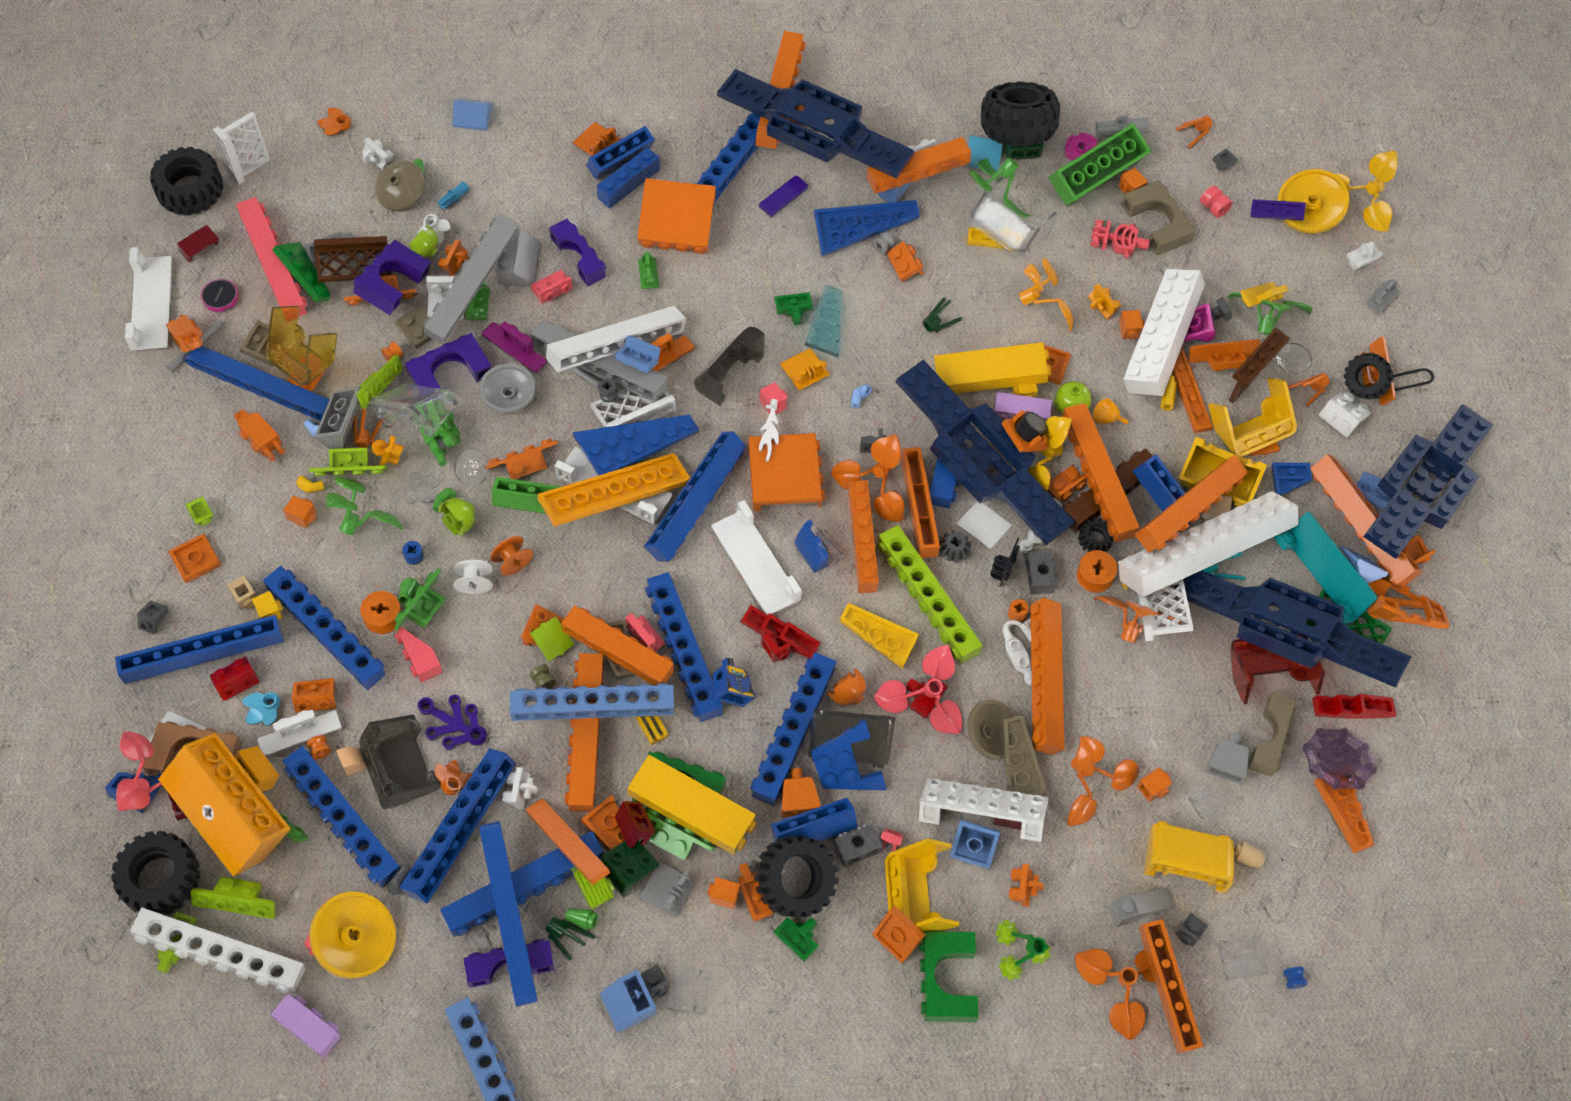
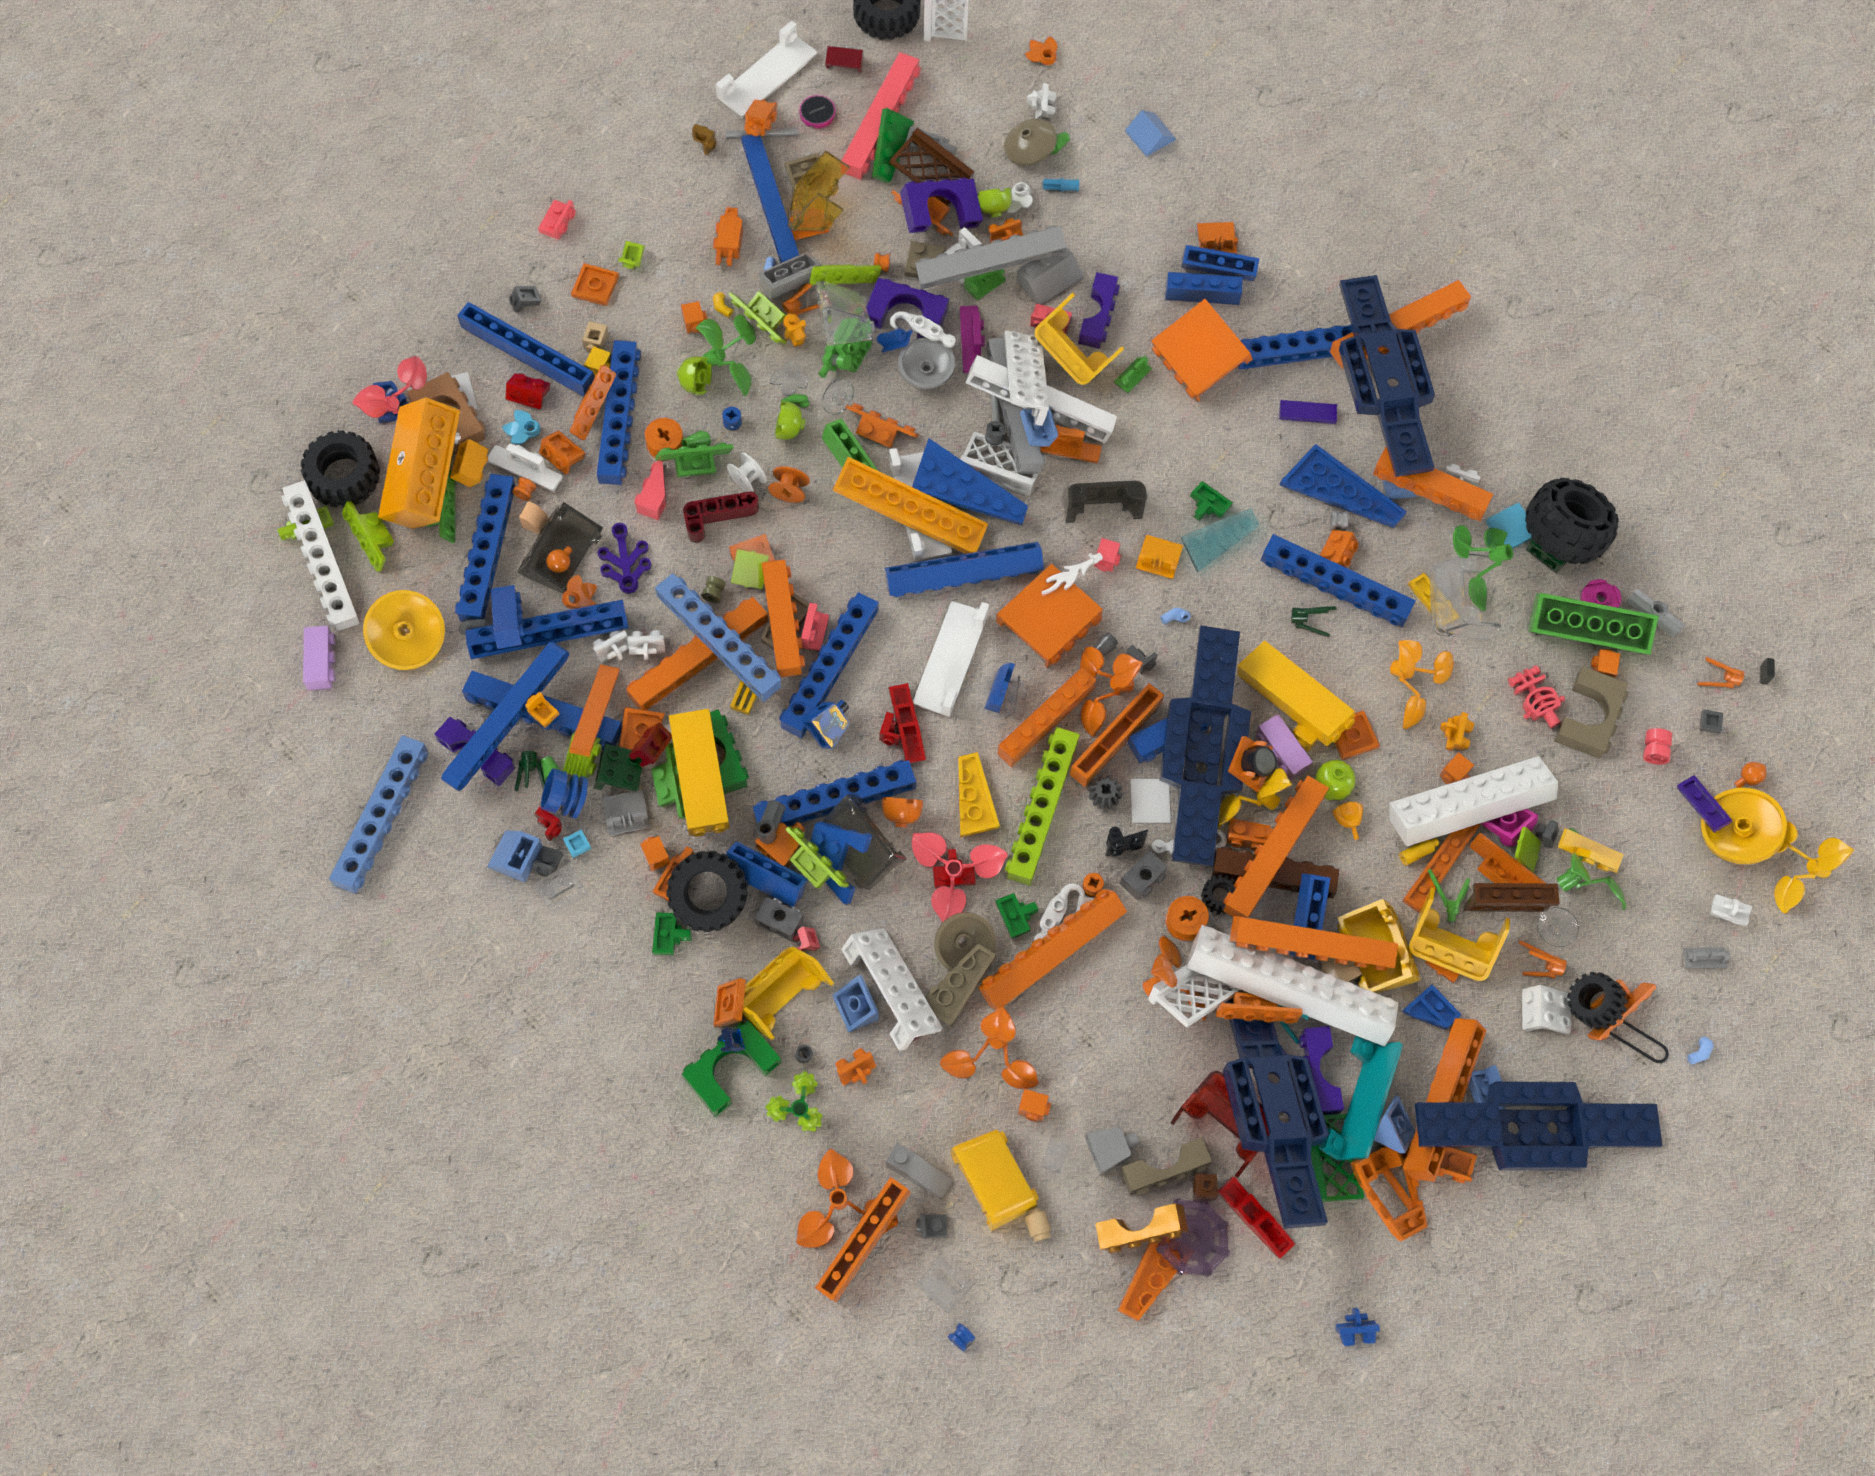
camera: 50 degrees right, 5 degrees up
(107, 539) = (557, 219): none -> coral bracket
(155, 383) = (705, 136): none -> pearl gold bracket
(298, 638) = (592, 402): none -> orange bracket
(350, 548) = (694, 374): none -> lime cylinder
(407, 769) = (559, 560): none -> orange piece
(422, 844) = (507, 616): none -> blue brick
(468, 392) = (894, 340): none -> blue hinge
(479, 365) = (924, 327): none -> white piece
(485, 620) = (721, 511): none -> dark red beam
(529, 881) = (541, 709): none -> light orange bracket
(542, 763) = (646, 645): none -> white hips
(592, 328) = (1027, 373): none -> white bracket
(615, 920) = (569, 794): none -> blue wheel
(616, 295) = (1065, 352): none -> yellow windscreen
(621, 952) = (547, 819): none -> red bracket
(661, 946) = (577, 843): none -> medium azure plate
(779, 784) = (770, 820): none -> dark grey piece
(840, 453) = (1106, 643): none -> dark grey cone
(841, 783) = (812, 864): none -> lime bracket
(927, 279) = (1332, 571): none -> blue brick
(935, 954) = (732, 1040): none -> clear blue tile
(982, 911) = (807, 1053): none -> dark grey hinge
(996, 680) = (1015, 914): none -> green hinge
(1207, 579) = (1252, 1007): none -> orange bracket
(1216, 104) = (1767, 671): none -> pearl dark grey tile
(1225, 328) = (1528, 849): none -> lime piece
(1226, 402) = (1452, 906): none -> bright green plant
(1259, 568) = (1316, 1043): none -> dark purple arch
(1280, 169) = (1752, 774): none -> orange piece
(1300, 807) = (1166, 1222): none -> arch
(1308, 721) = (1205, 1187): none -> reddish brown brick
(1447, 350) = (1704, 1052): none -> light blue arm
(1482, 705) = (1367, 1328): none -> blue hips

